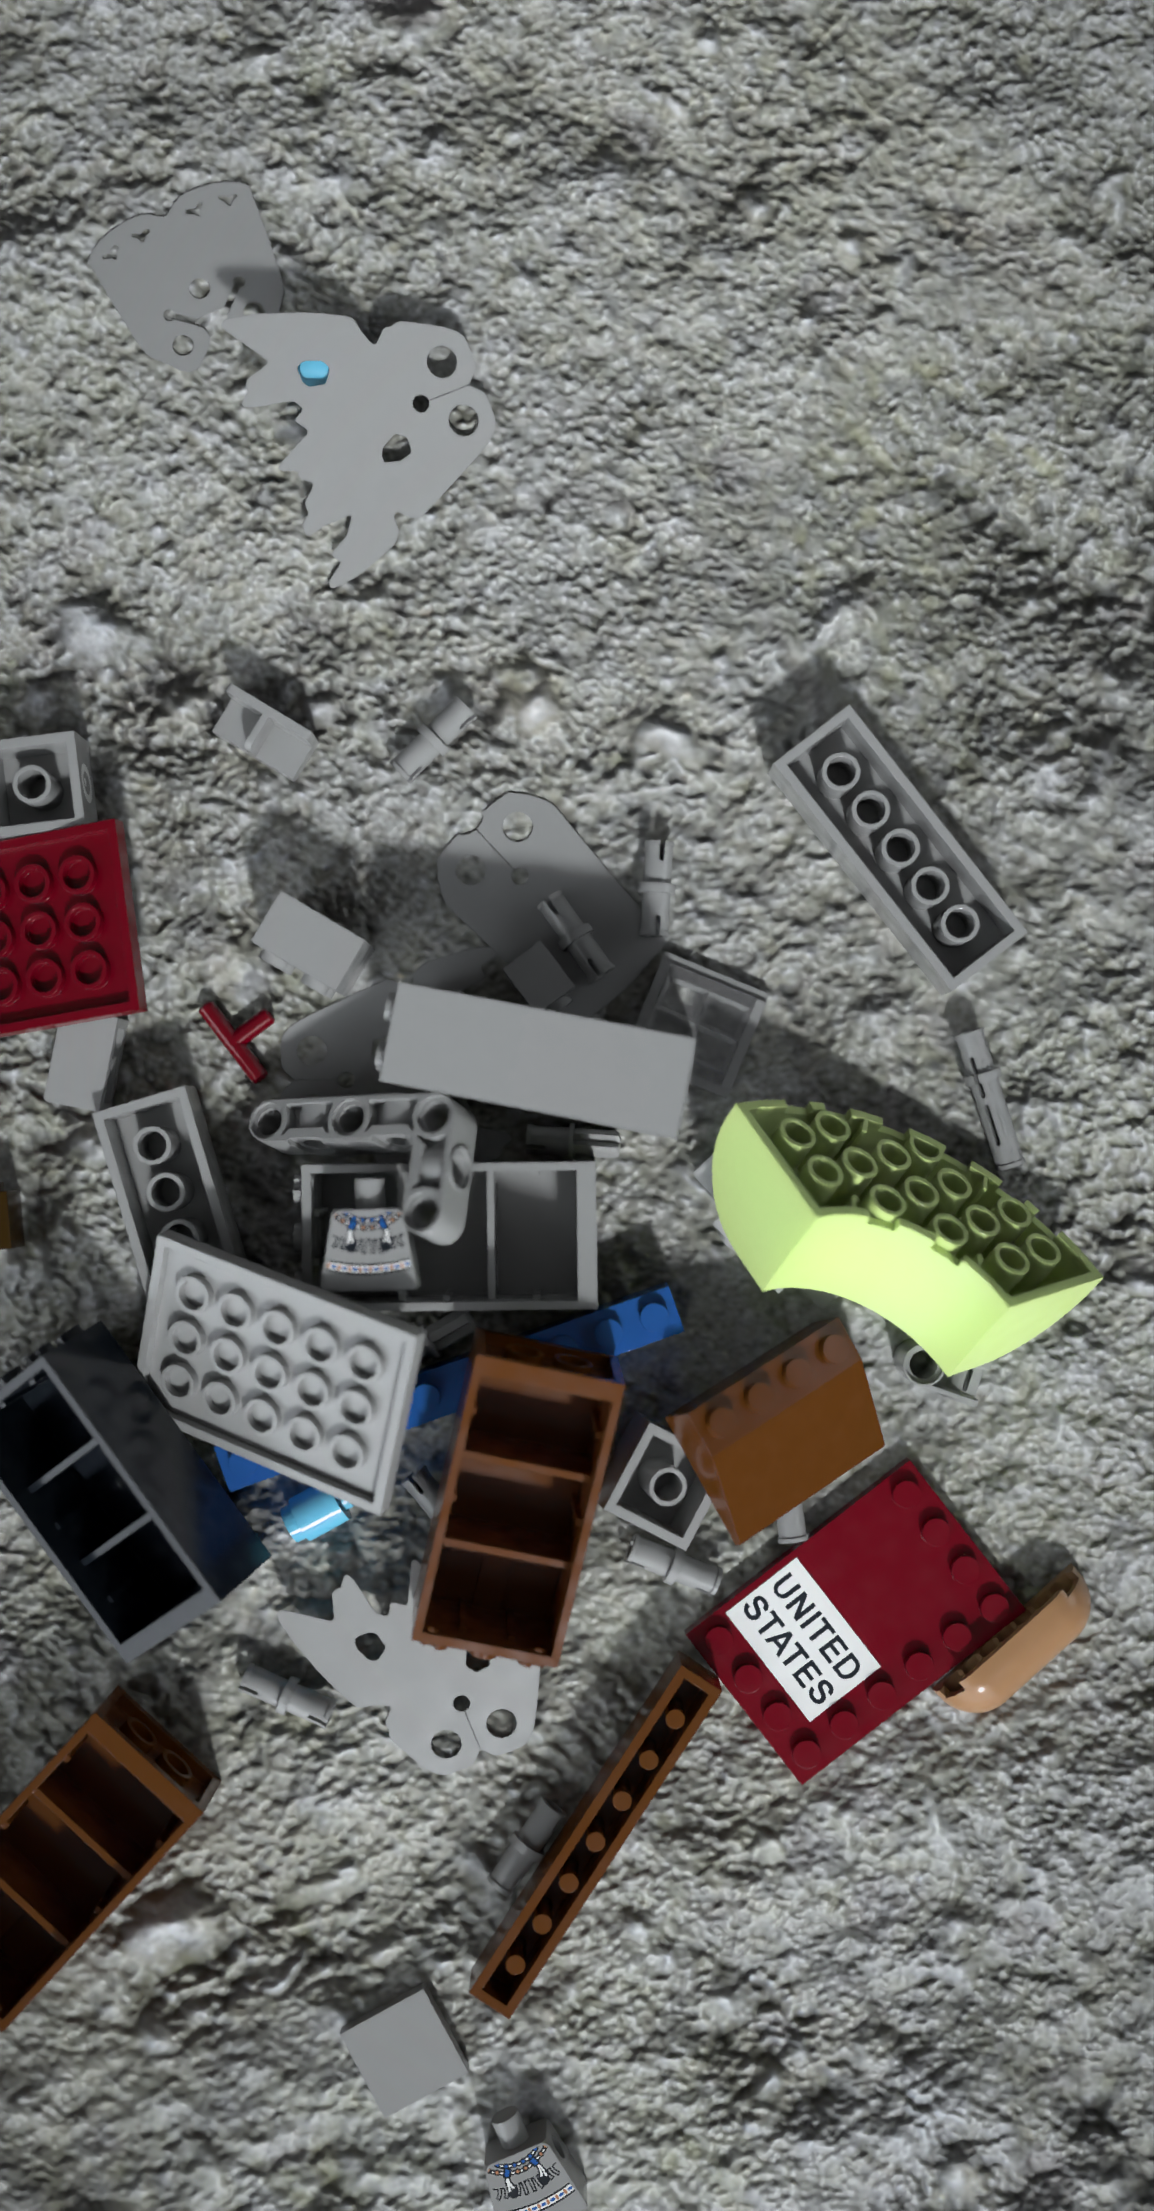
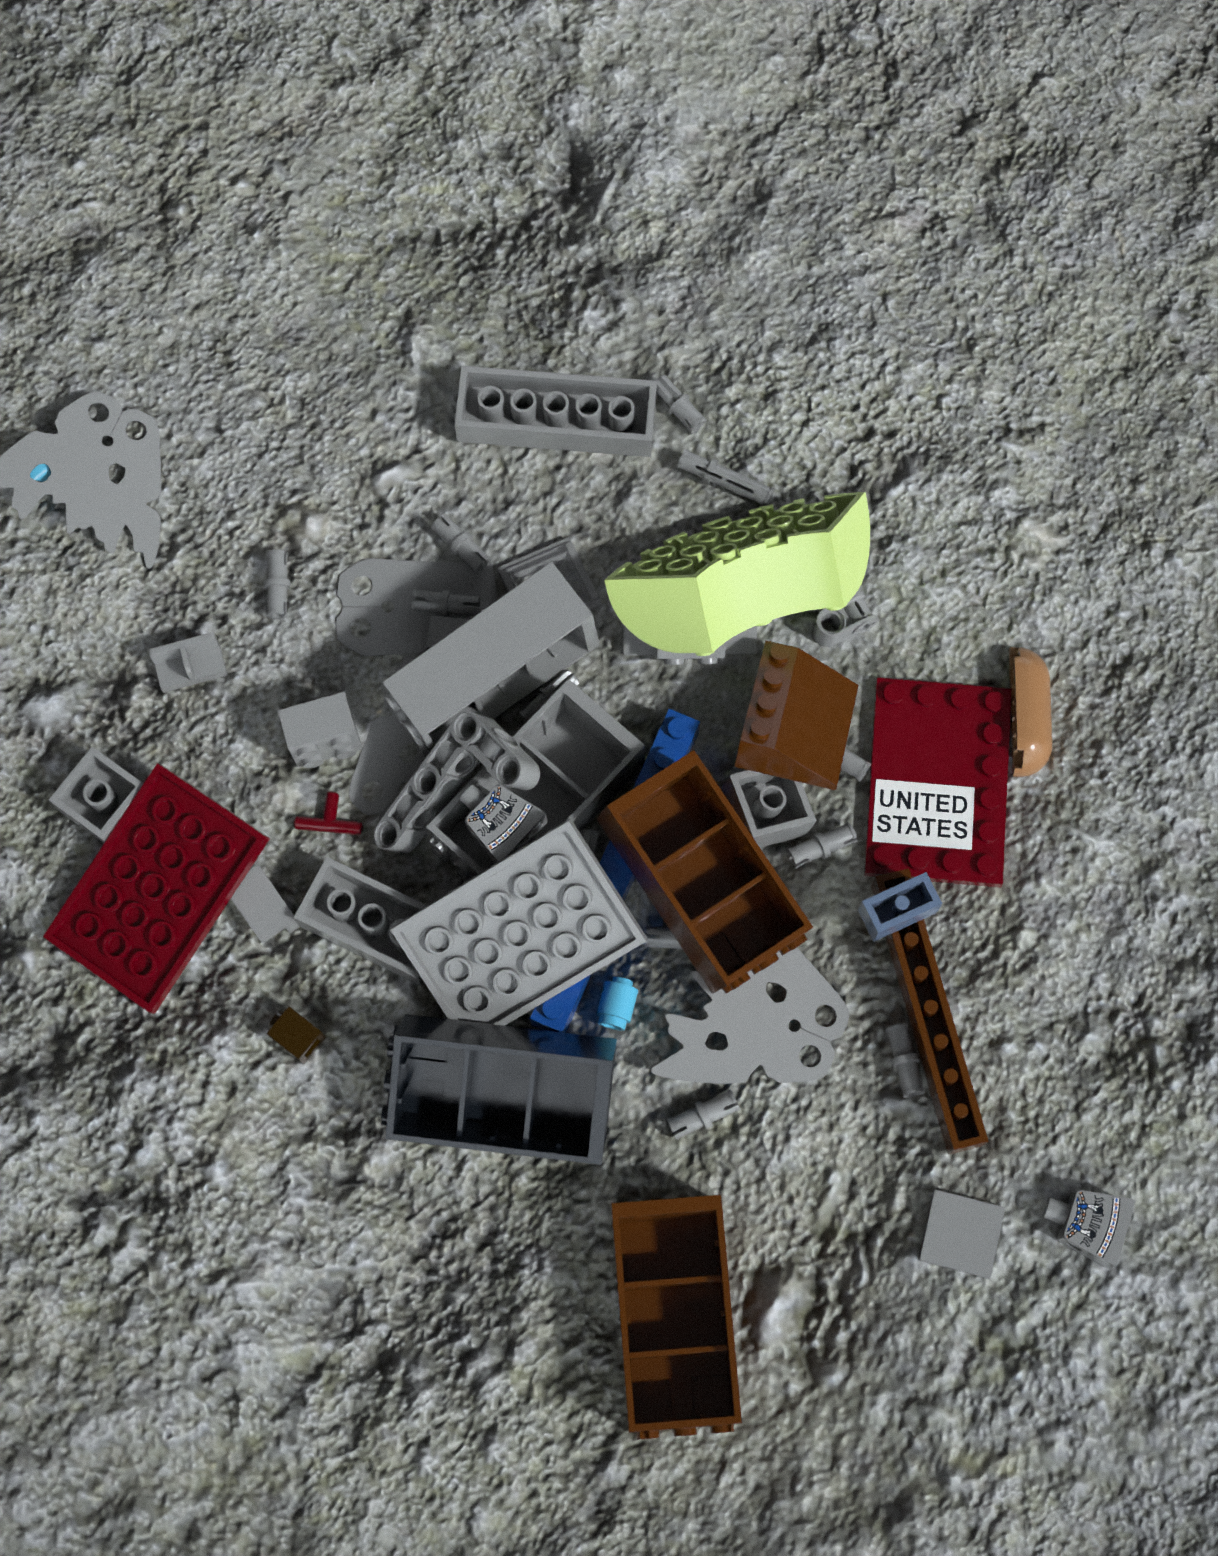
camera: 45 degrees left, 15 degrees down
(664, 1734) = (899, 906): none -> sand blue brick
(1029, 971) = (679, 404): none -> light grey axle

